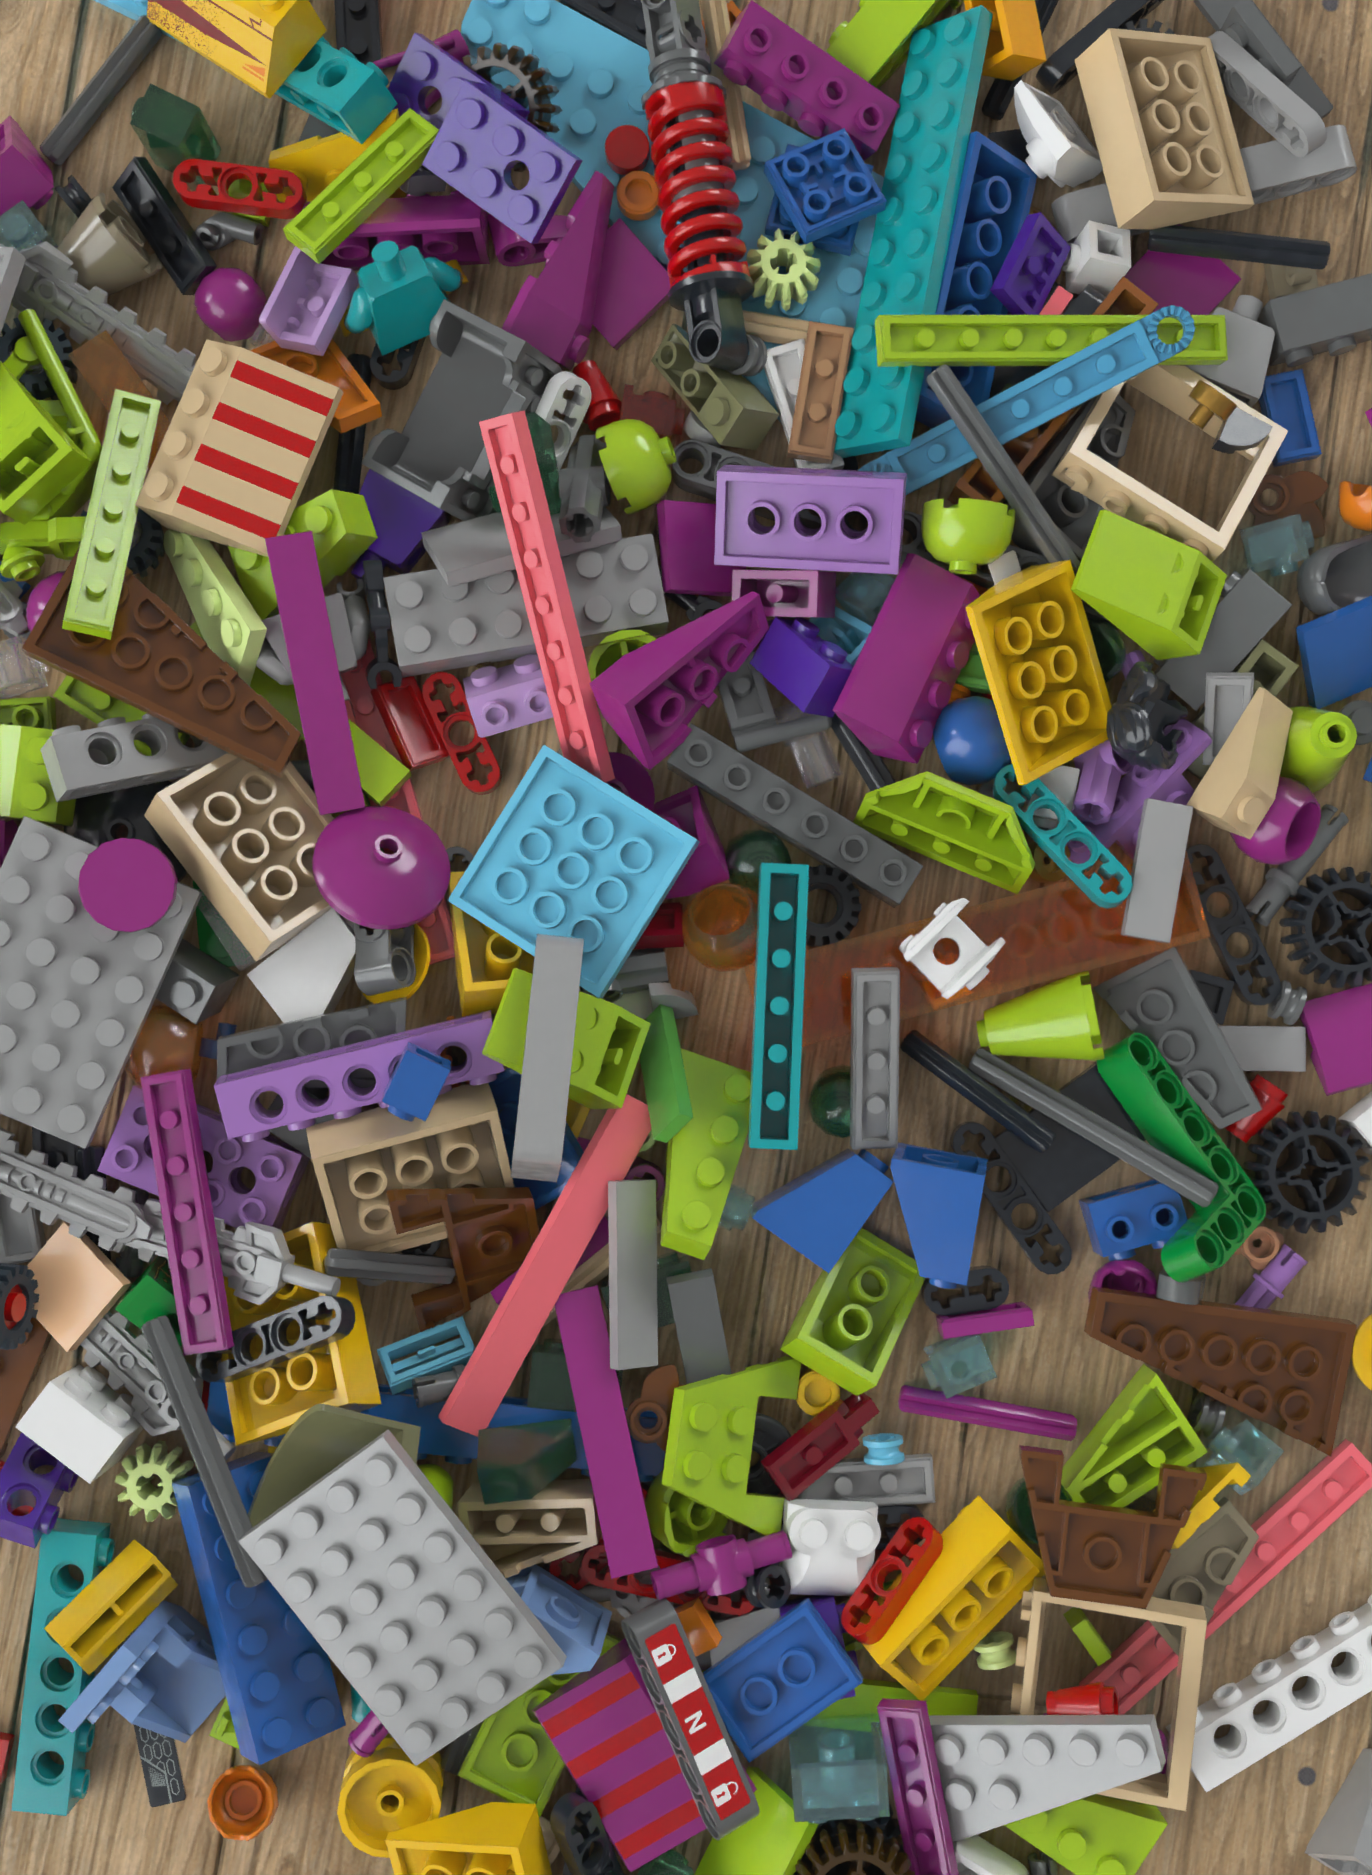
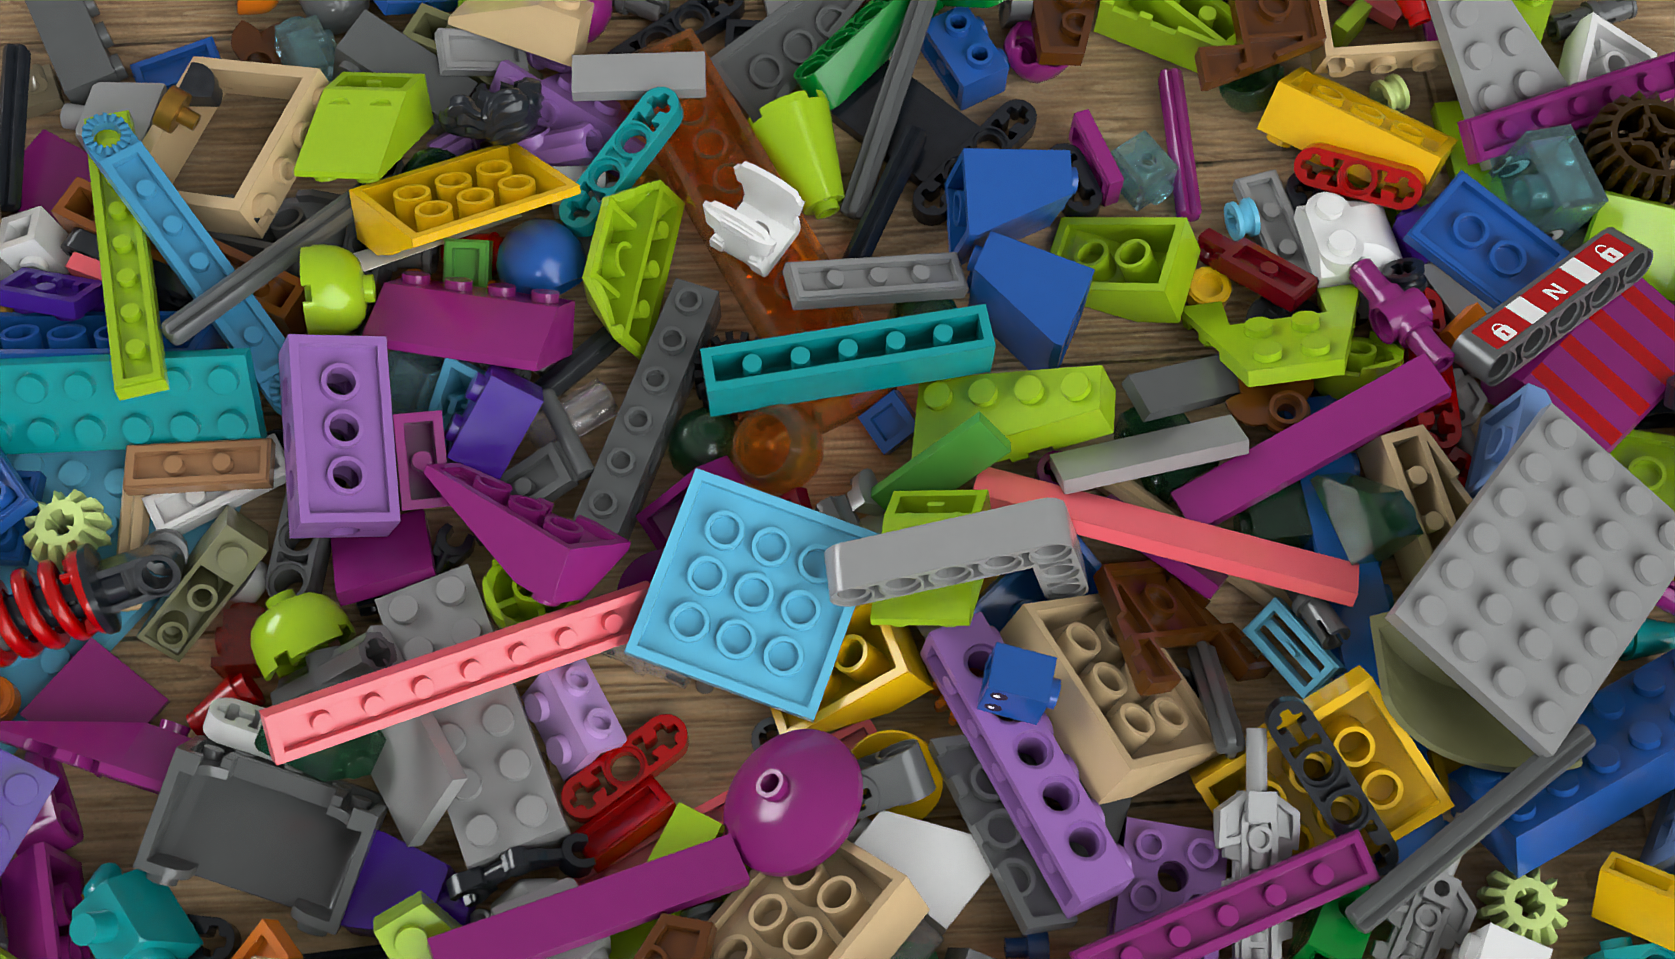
camera: 105 degrees left, 20 degrees down
(733, 1040) = (889, 422): none -> blue plate

